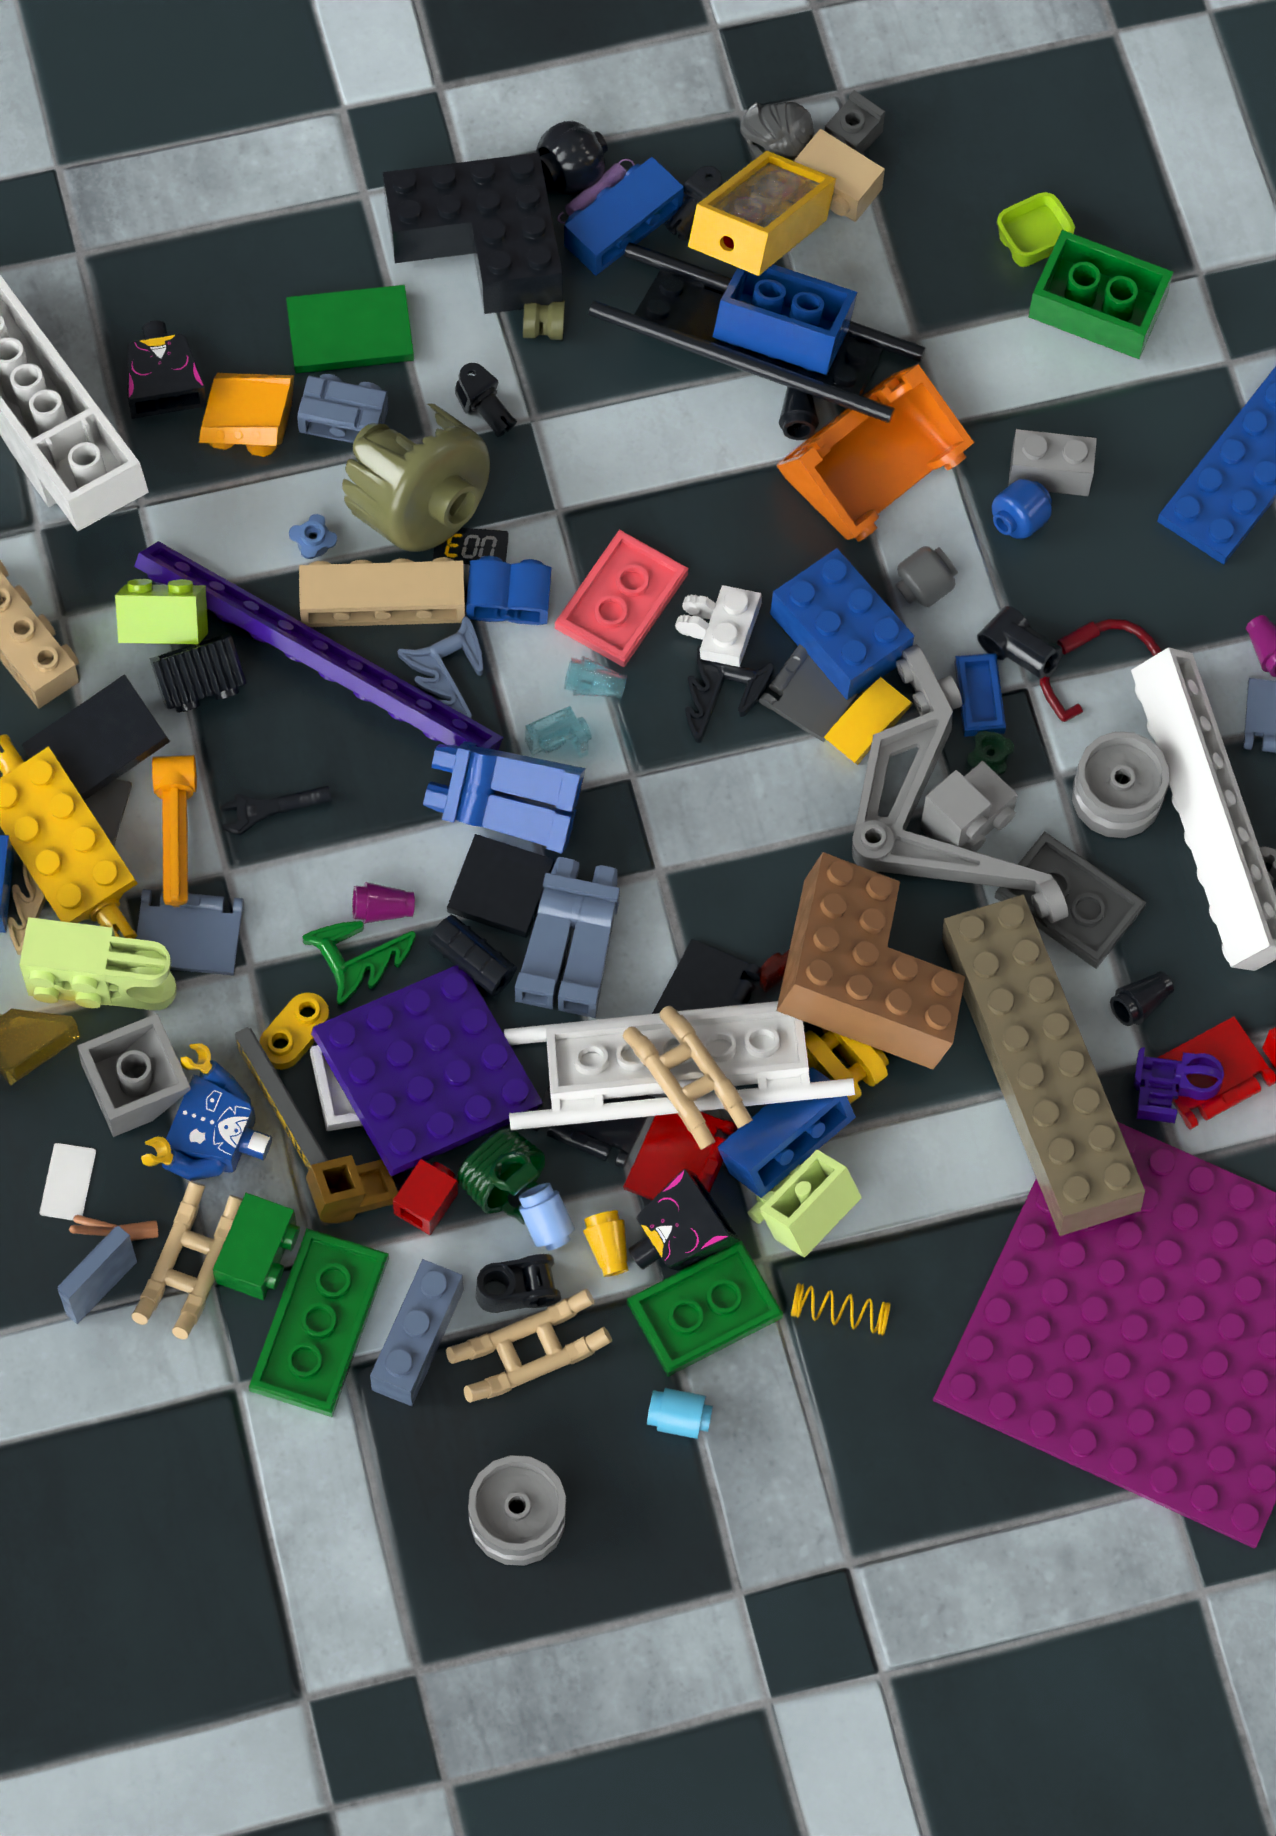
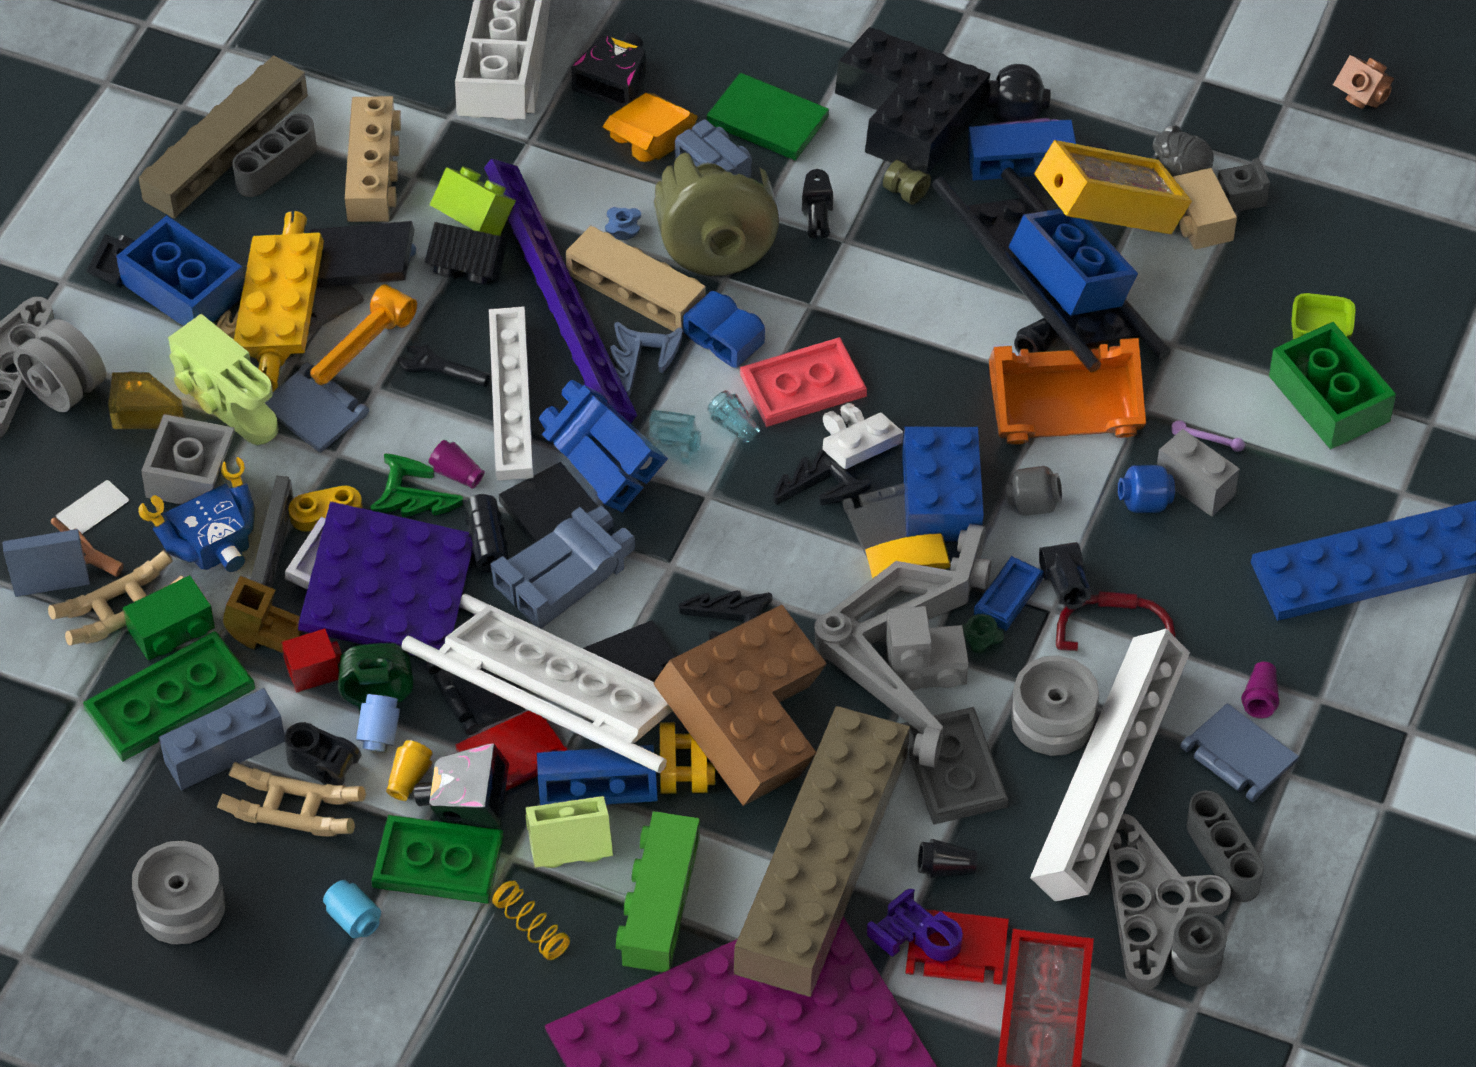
camera: 40 degrees right, 15 degrees down
(369, 793) = (510, 394): none -> white plate
(473, 544) = (727, 285): black sticker -> none
(680, 1097) = (560, 694): tan piece -> none
(766, 870) = (725, 607): none -> black piece
(929, 1202) = (659, 892): none -> bright green brick
(991, 422) = (1236, 444): none -> lavender hinge

